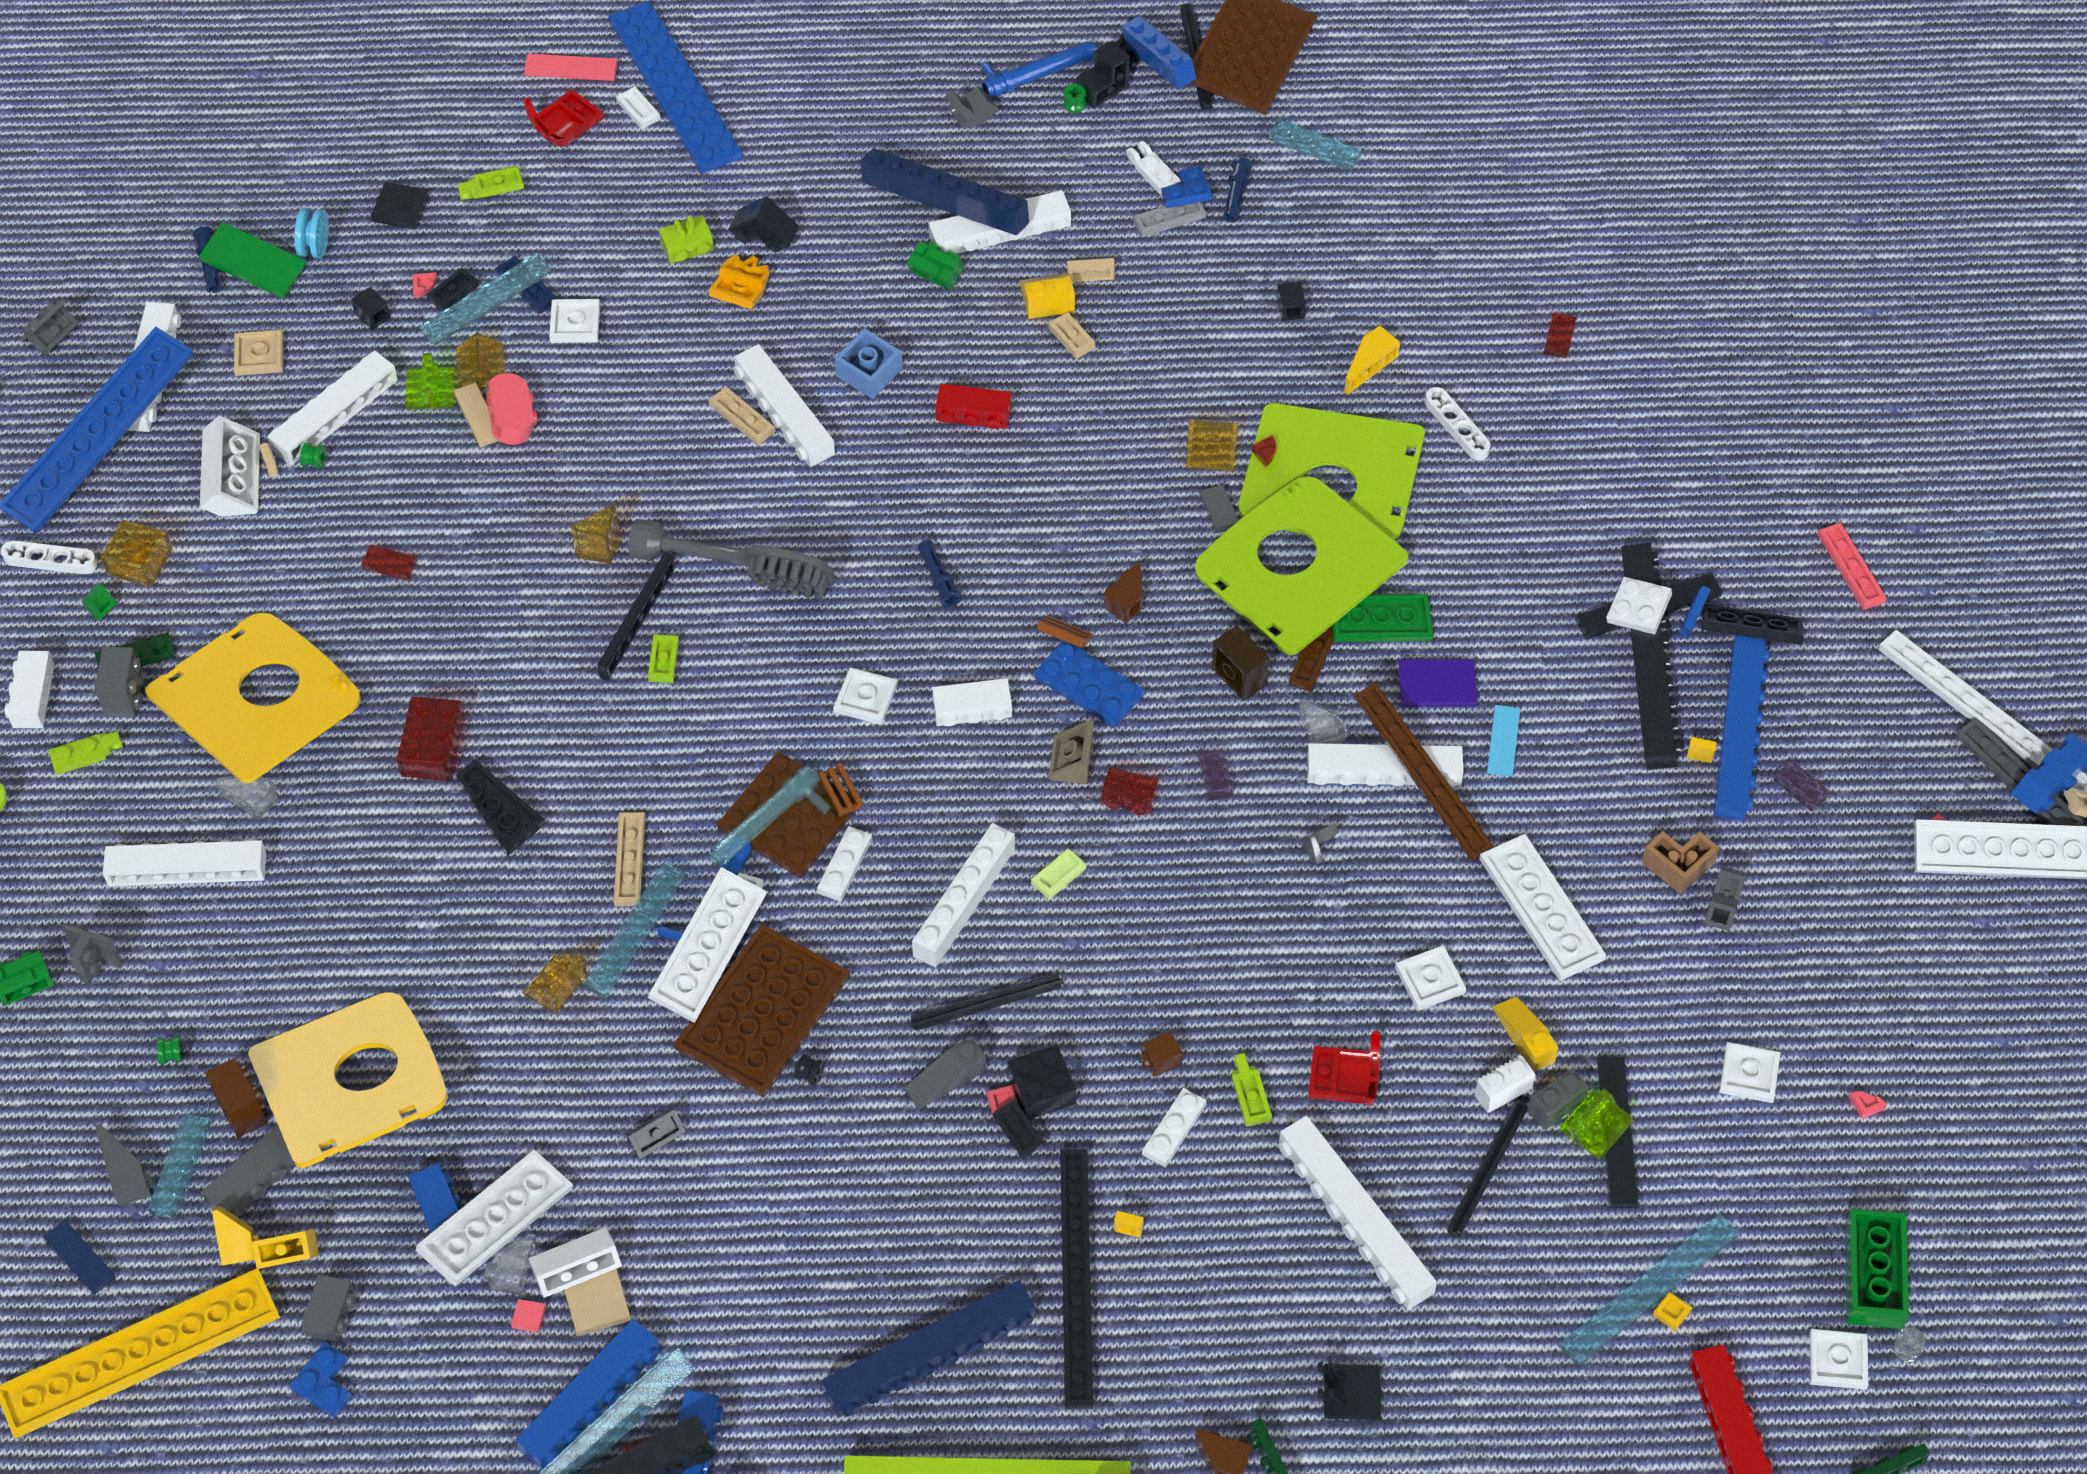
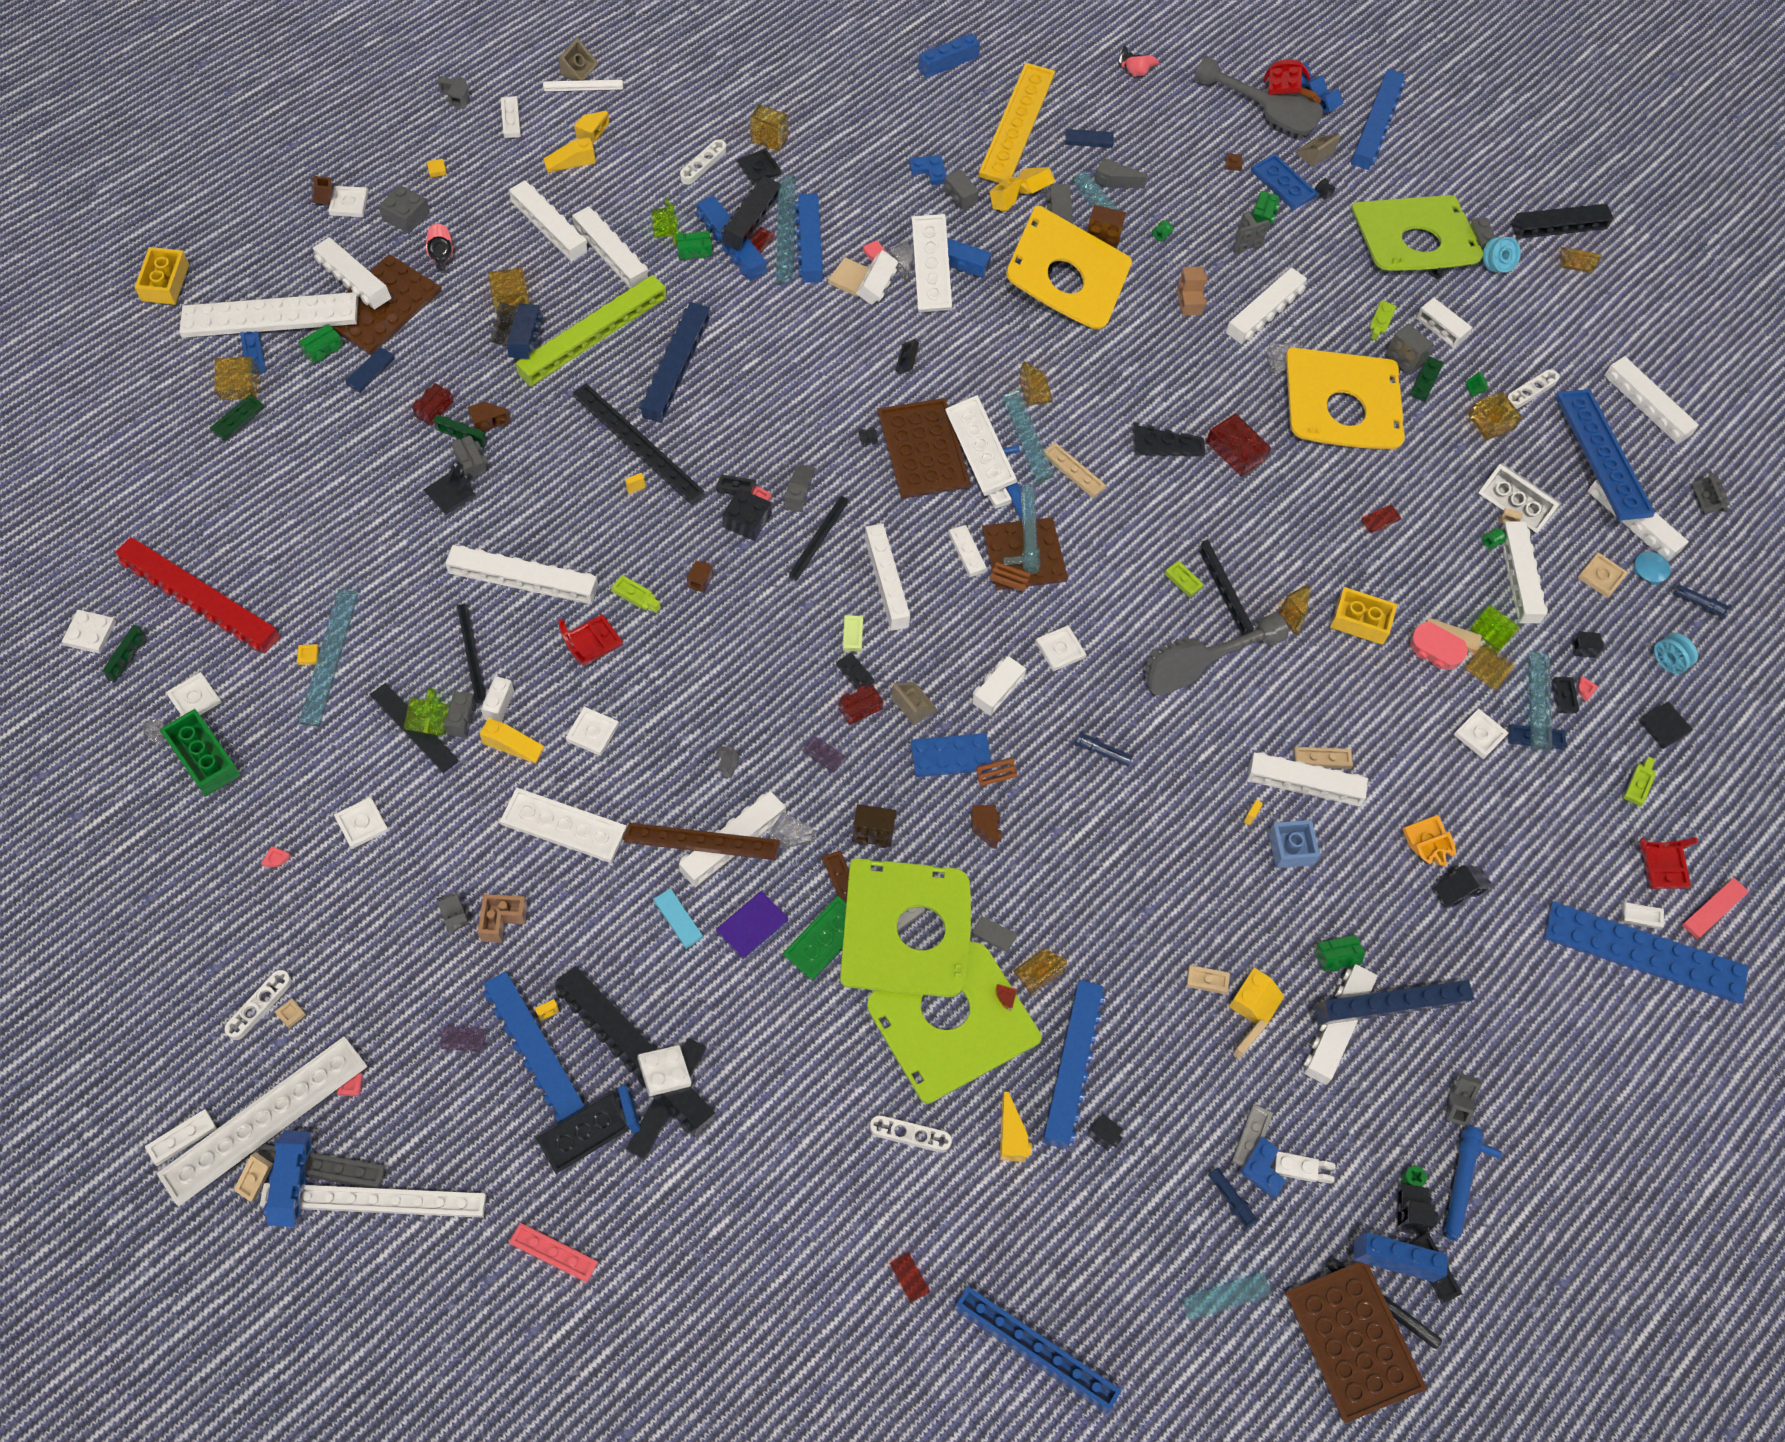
camera: 130 degrees right, 5 degrees up
(204, 321) = (1652, 567): none -> dark azure dish
(247, 941) = (1191, 290): none -> medium nougat brick
(252, 260) = (1681, 615): green tile -> none
(543, 484) = (1363, 615): none -> yellow brick
(686, 239) = (1494, 840): lime brick -> none
(868, 418) = (1253, 812): none -> yellow tile
(973, 406) = (1205, 873): red brick -> none
(1098, 833) = (854, 671): none -> black plate
(1174, 1127) = (659, 550): white plate -> none
(1261, 364) = (1072, 1065): none -> blue brick
(1292, 1415) = (469, 456): none -> dark grey brick
(1508, 214) = (1038, 1350): none -> blue brick
(1955, 937) = (290, 1013): none -> tan tile
(1980, 962) = (255, 1002): none -> white beam

